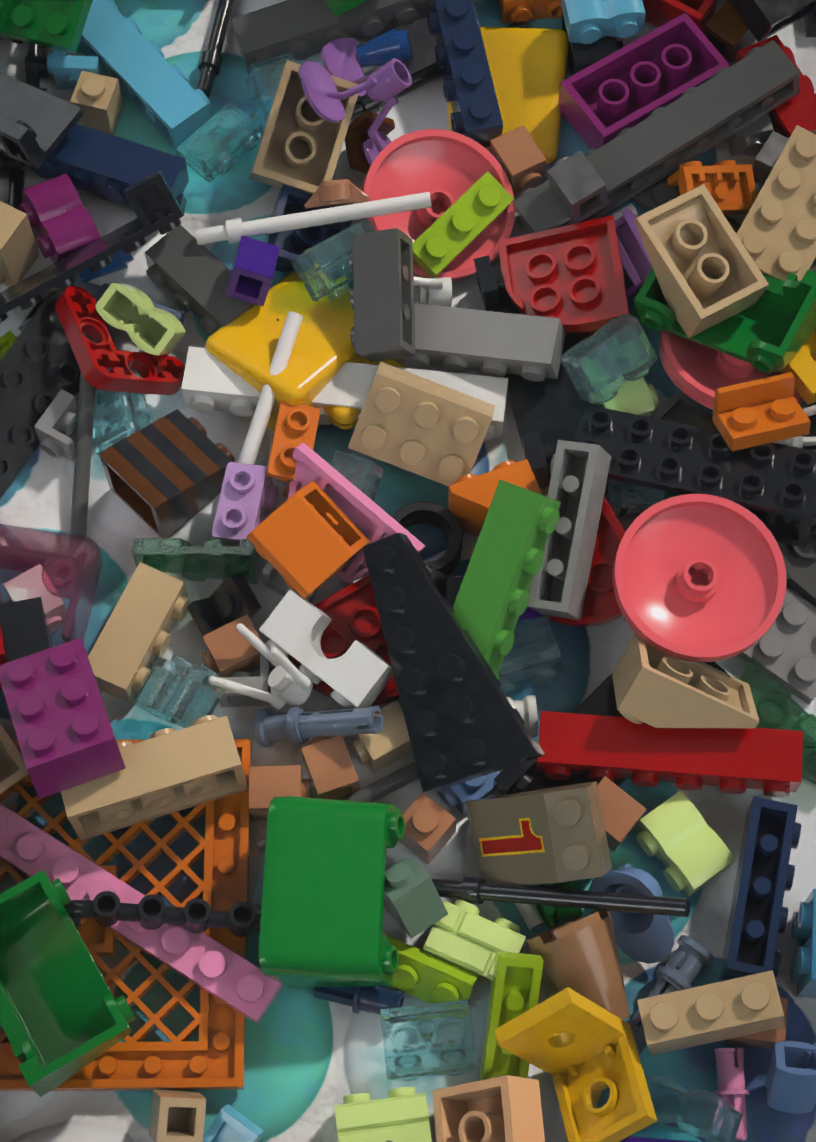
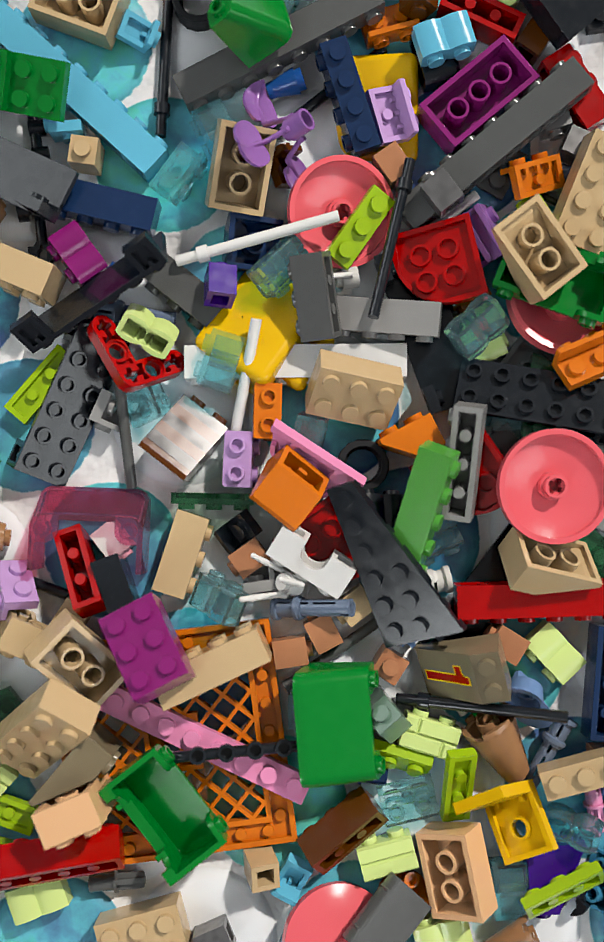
camera: 15 degrees left, 20 degrees up
(231, 369) = (220, 361): none -> clear light blue brick
(316, 1074) = (341, 830): none -> reddish brown brick
(336, 193) = (271, 215): nougat piece -> none
(525, 93) = (393, 112): none -> lavender bracket
(526, 181) = (403, 188): none -> black bar

